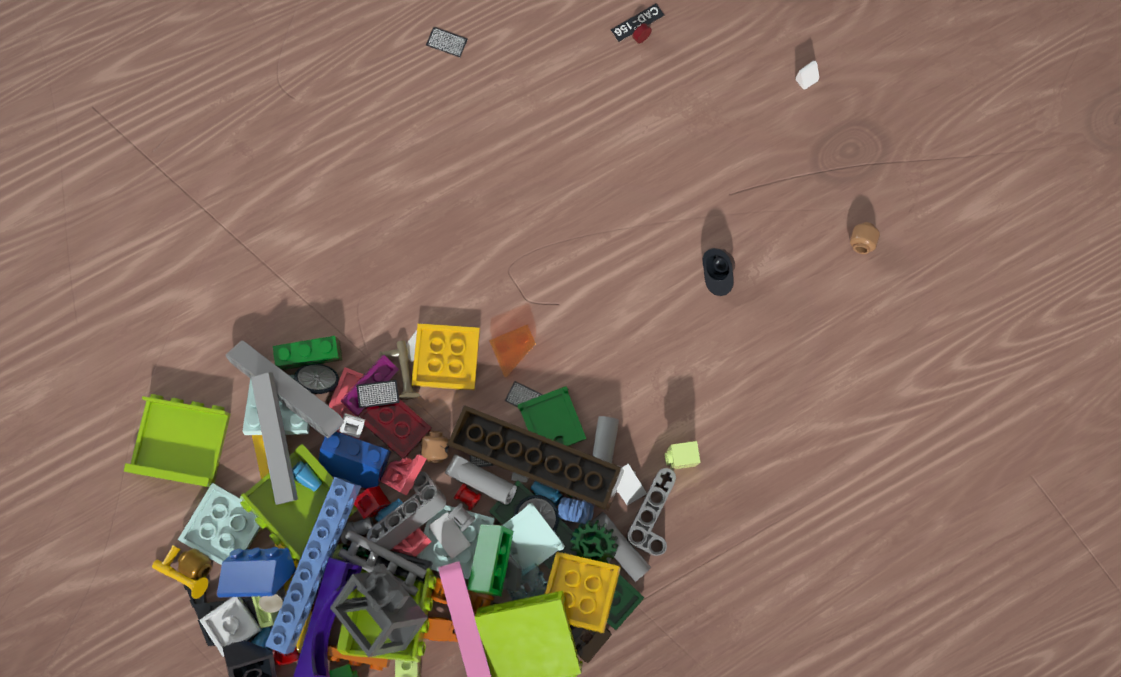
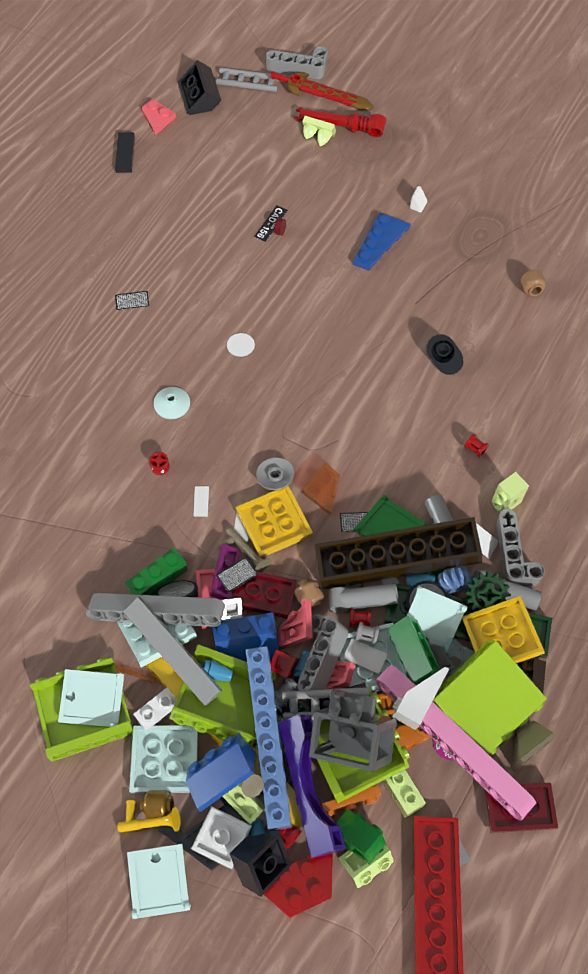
camera: 30 degrees left, 15 degrees down
(159, 632) = (158, 886): none -> light aqua container
(189, 437) = (91, 698): none -> light aqua container
(232, 423) = (120, 669): none -> clear orange hinge
(238, 479) = (155, 709): none -> white hinge
(372, 234) = (159, 458): none -> red wheel
(392, 297) = (201, 499): none -> white sticker
(426, 186) = (171, 409): none -> light aqua dish
(457, 611) = (417, 701): none -> white slope
(471, 301) = (275, 467): none -> light grey dish
(525, 149) = (240, 344): none -> white sticker
(687, 385) = (476, 445): none -> red bush
(746, 96) = (379, 239): none -> blue wing

